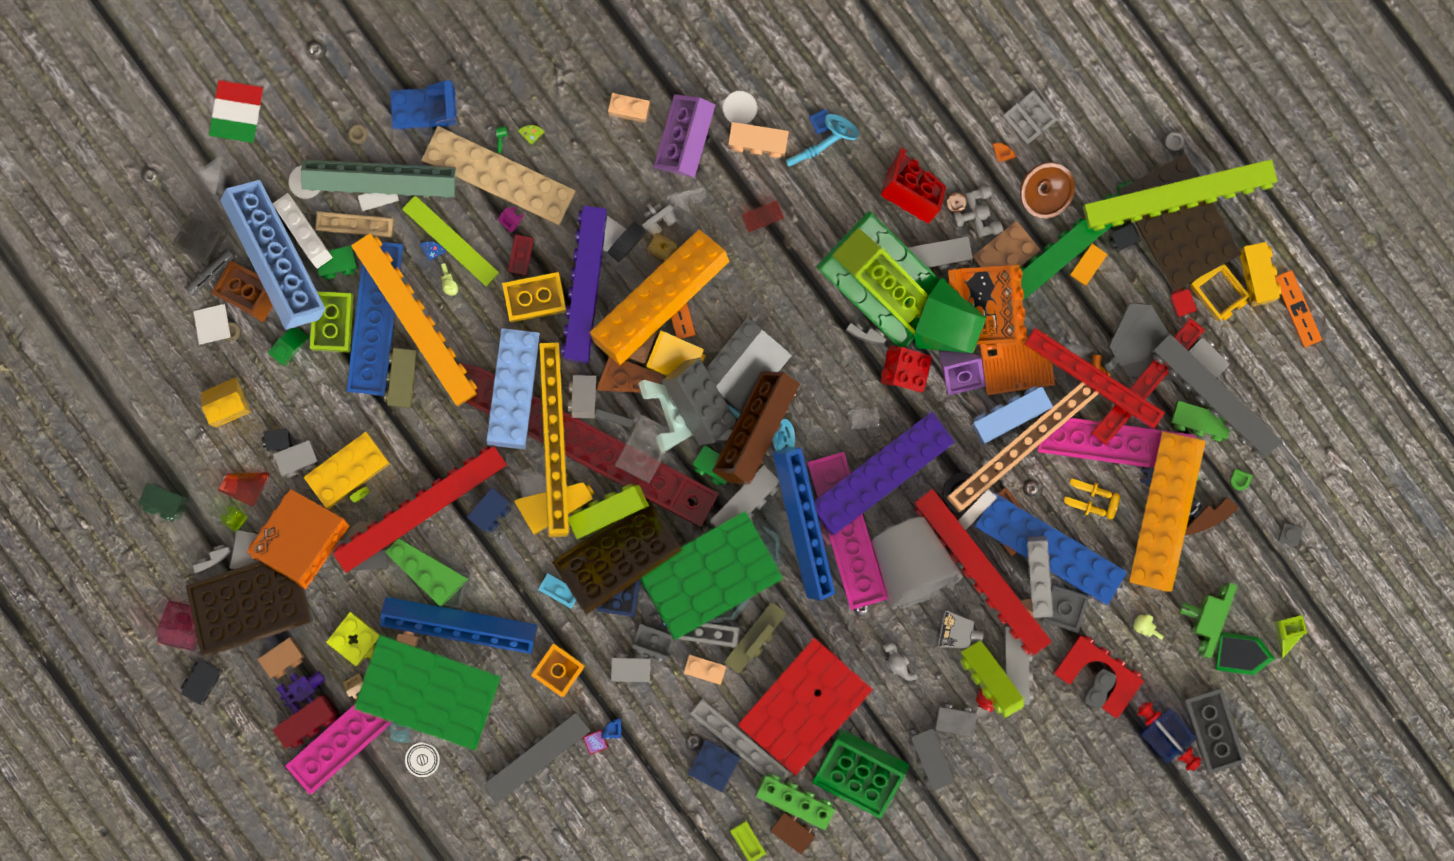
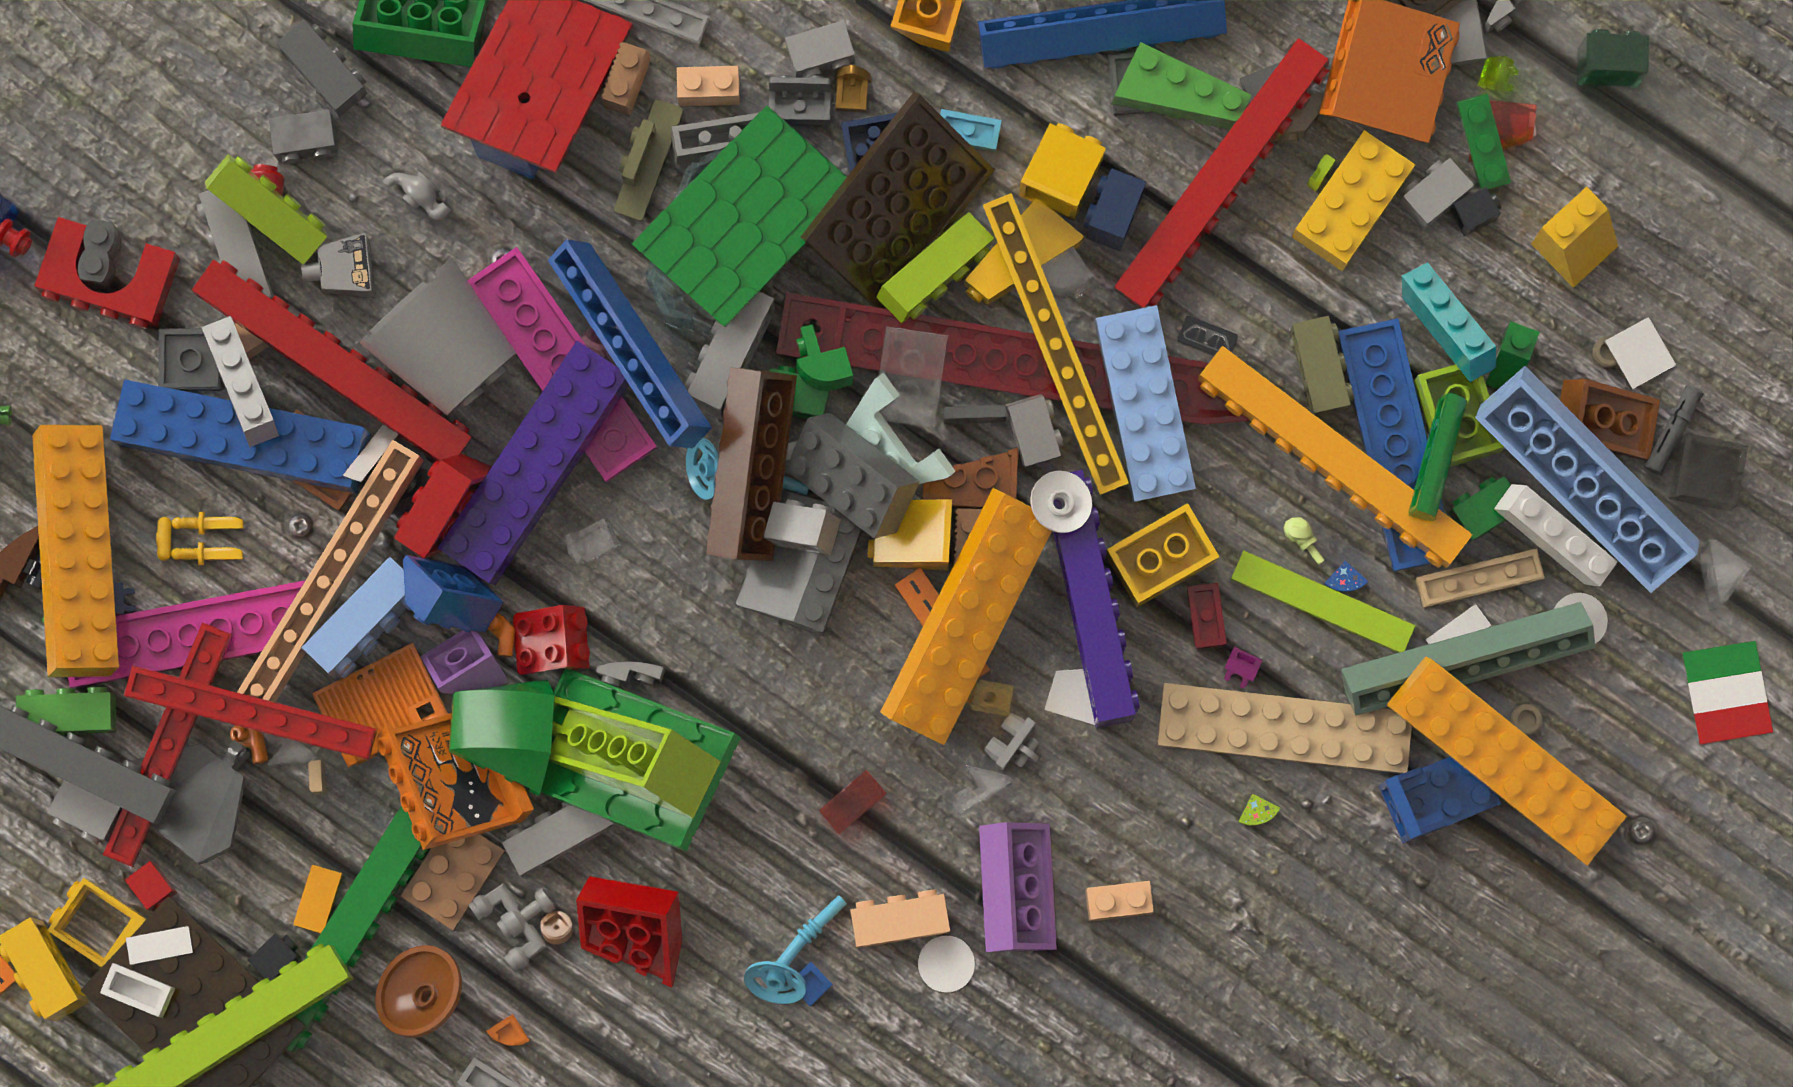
camera: 160 degrees right, 5 degrees down
(257, 479) = (1483, 141): none -> green plate
(318, 375) = (1448, 322): none -> teal brick
(355, 296) = (1437, 457): none -> green brick
(379, 110) = (1506, 760): none -> light orange brick
(461, 420) = (1206, 336): none -> black sticker
(501, 132) = (1305, 797): green hand -> none
(511, 547) = (1062, 170): none -> yellow slope
(576, 336) = (1070, 492): none -> white dish
(620, 639) = (852, 88): none -> pearl gold tile
(626, 242) = (1049, 687): black tyre -> none
(694, 470) = (822, 370): none -> green brick
(739, 381) = (802, 527): none -> light grey brick
(752, 690) = (625, 78): none -> medium nougat brick
(931, 383) = (505, 633): none -> orange arm
(943, 466) = (440, 503): none -> red wedge
(958, 410) = (448, 595): none -> blue slope
(1067, 334) = (317, 777): none -> tan tile
(1144, 625) = (59, 372): yellowish green piece -> none
(1188, 263) = (159, 945): none -> white sticker
(1208, 239) = (137, 990): none -> white piece

